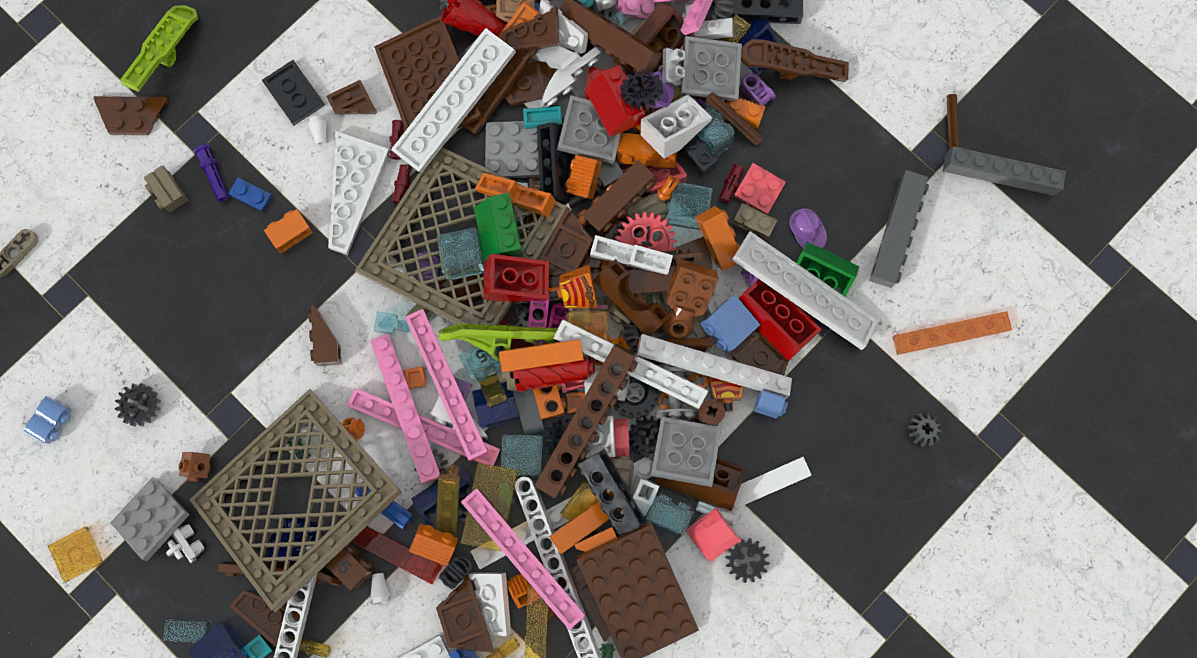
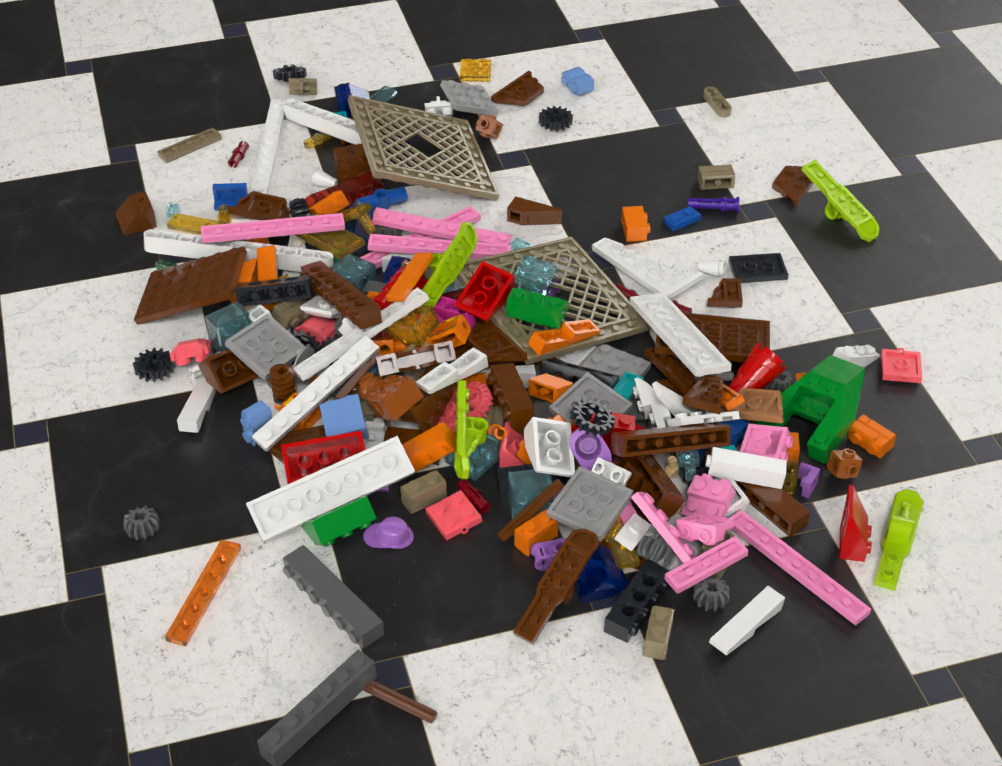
camera: 120 degrees right, 35 degrees down
(97, 474) = (519, 91): none -> reddish brown wing
(354, 427) = (450, 202): orange gear -> none
(697, 203) = (468, 430): none -> lime piece

